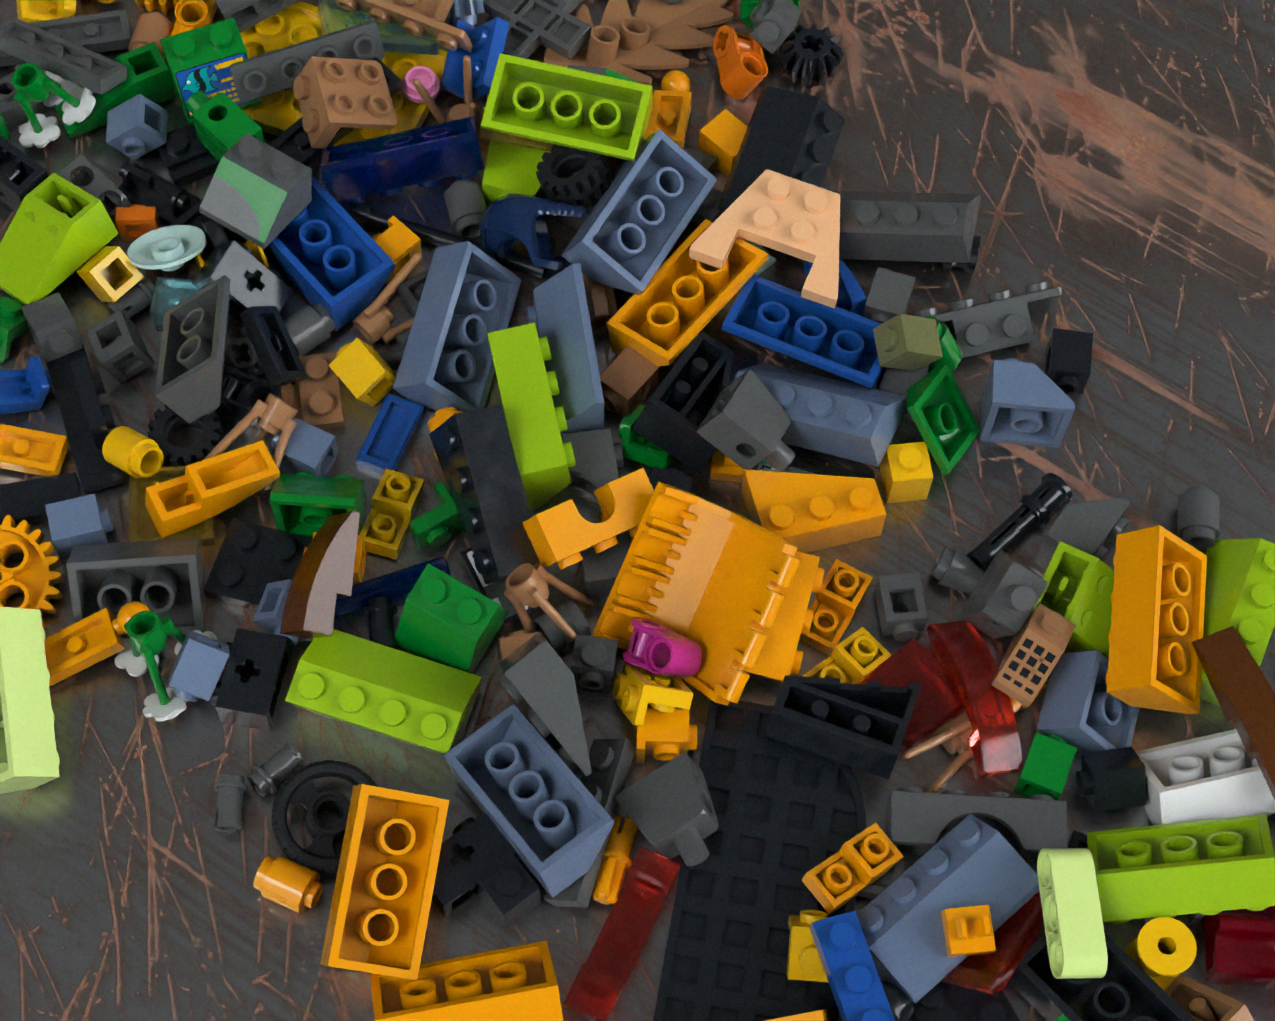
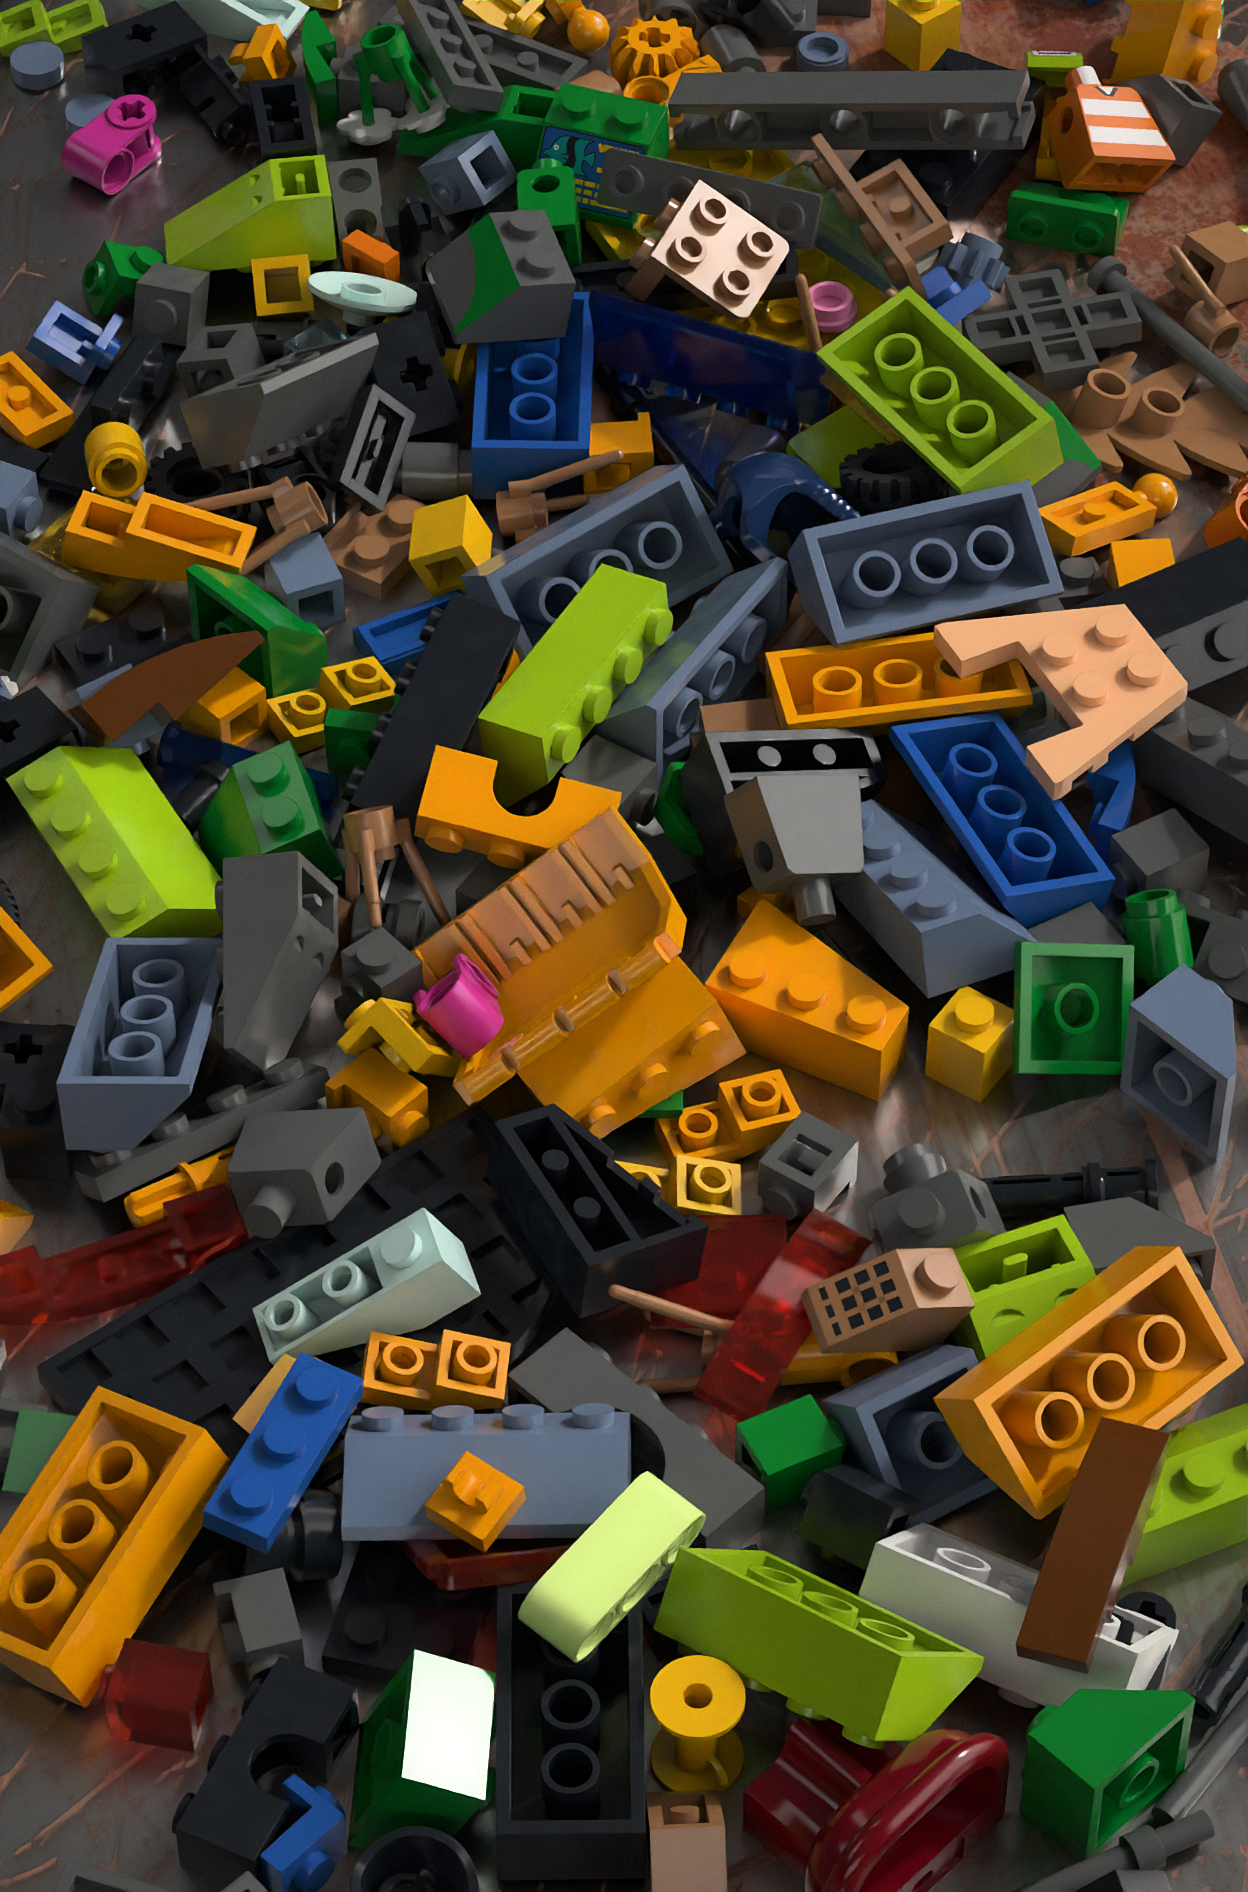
camera: 45 degrees right, 15 degrees down
(781, 856) = (384, 1285): none -> light aqua slope
(907, 342) = (1096, 882): olive brick -> none

